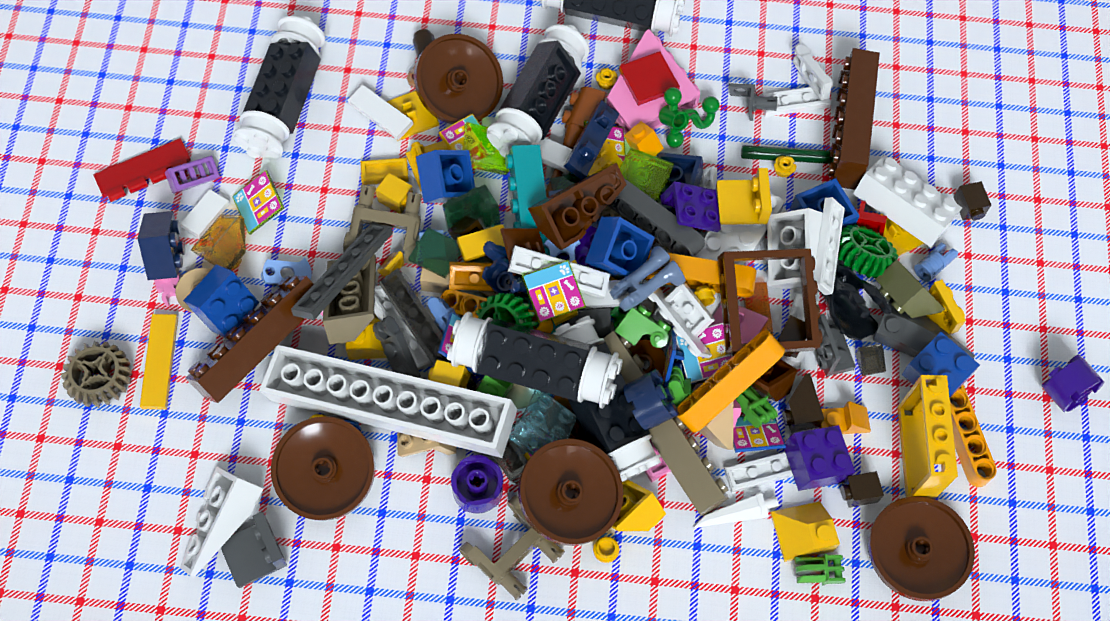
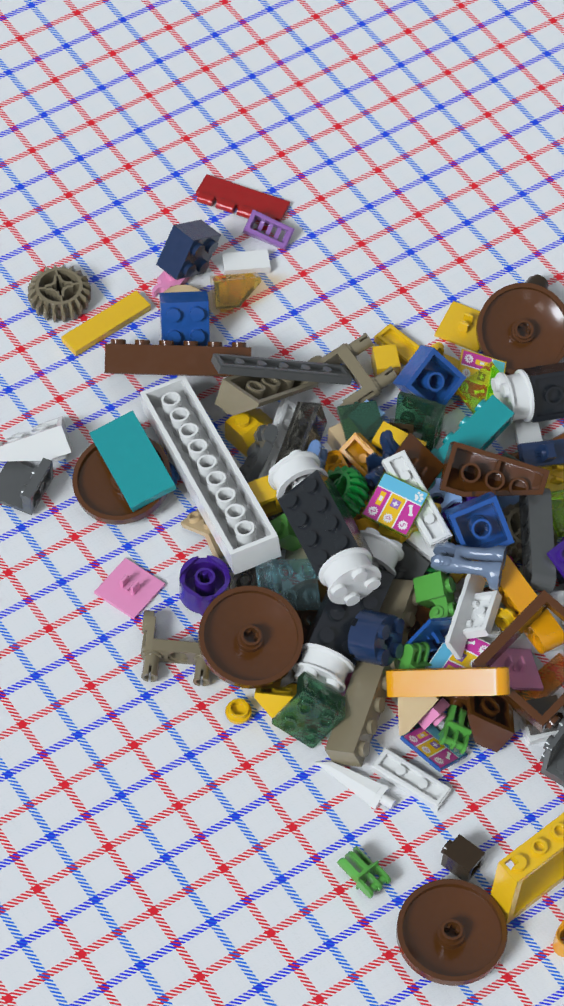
camera: 50 degrees right, 10 degrees down
(258, 202) = (287, 285): piece -> none
(280, 87) = (392, 225): brick -> none
(299, 268) = (249, 335): light blue piece -> none
(320, 448) = (132, 461): none -> teal tile
(380, 112) = (444, 305): white tile -> none
(393, 262) = (329, 406): yellow slope -> none
(423, 542) = (129, 588): none -> bright pink piece
(668, 492) = (311, 711): none -> clear green bracket
(803, 408) = (491, 767): dark brown slope -> none
(804, 531) = (387, 841): yellow slope -> none
(818, 458) = (456, 804): dark purple brick -> none
(851, 418) = (514, 809): light orange slope -> none

